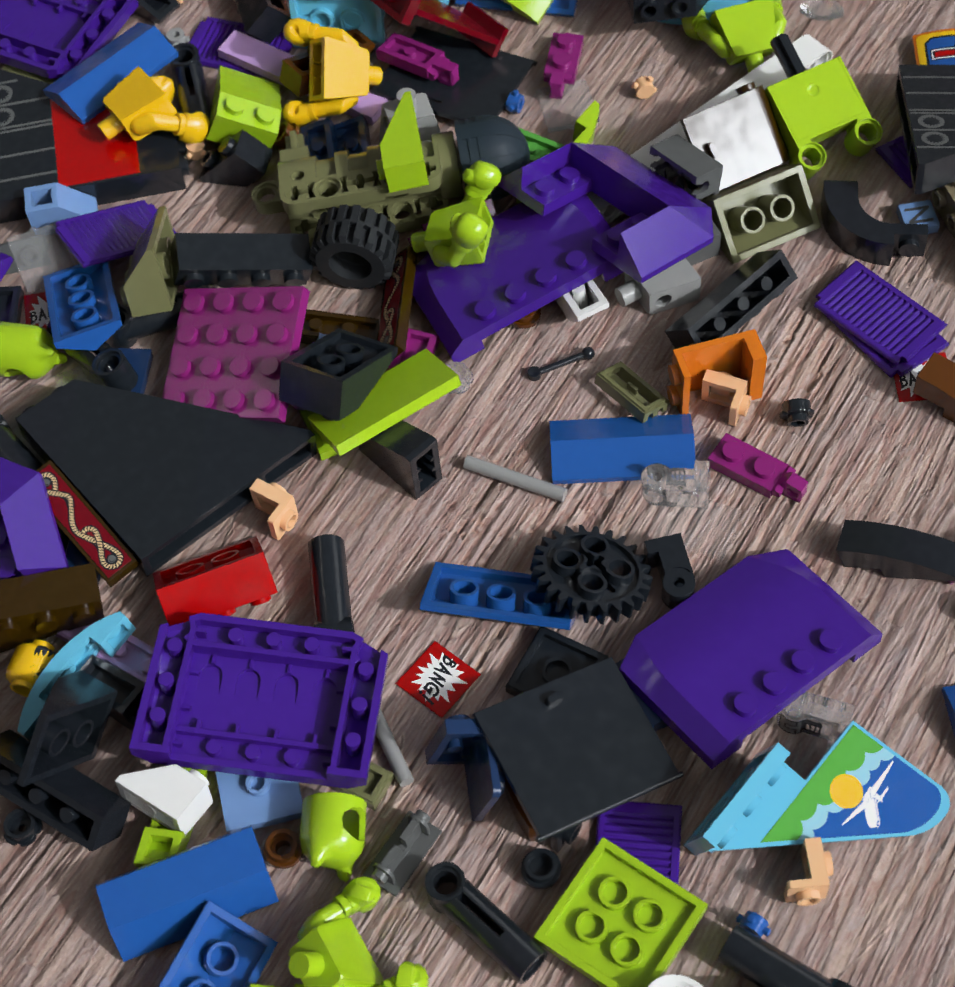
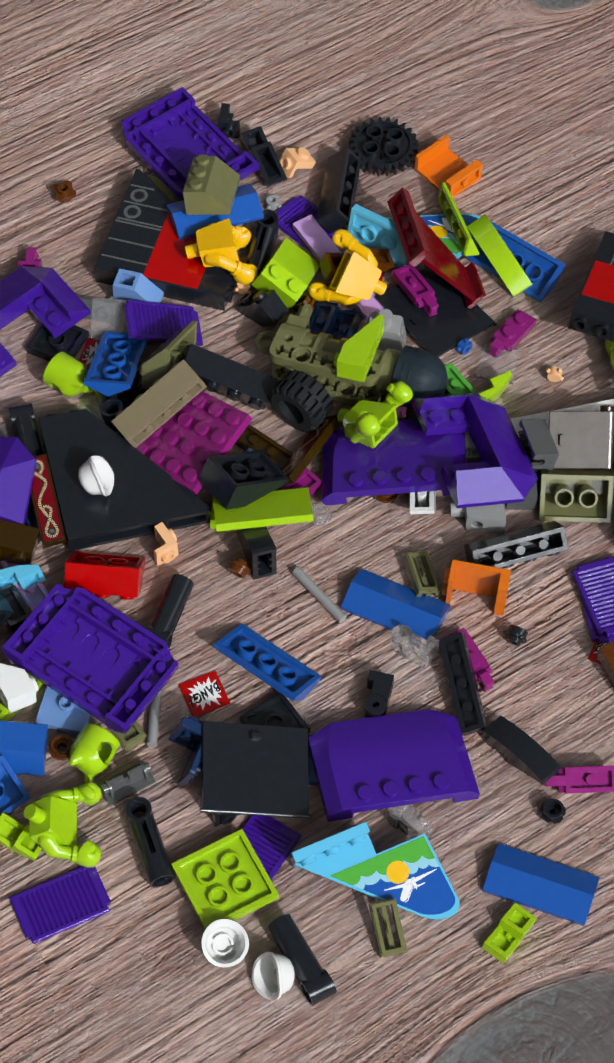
camera: 20 degrees right, 0 degrees up
(91, 41) = (210, 187): none -> olive slope
(137, 457) = (96, 476): none -> white helmet
(172, 326) = (158, 403): none -> dark tan brick
(391, 492) = (239, 567): none -> reddish brown plate
(534, 373) = (370, 534): black hinge -> none
(541, 868) = (199, 830): black plate -> none
(591, 574) = (326, 674): black gear -> none
(726, 391) = (481, 601): light nougat bracket -> none
(754, 923) = (300, 920): blue piece -> none
(773, 503) = (463, 684): none -> black plate
(817, 868) = (355, 906): light nougat bracket -> none
(866, 885) = (392, 950): none -> olive tile

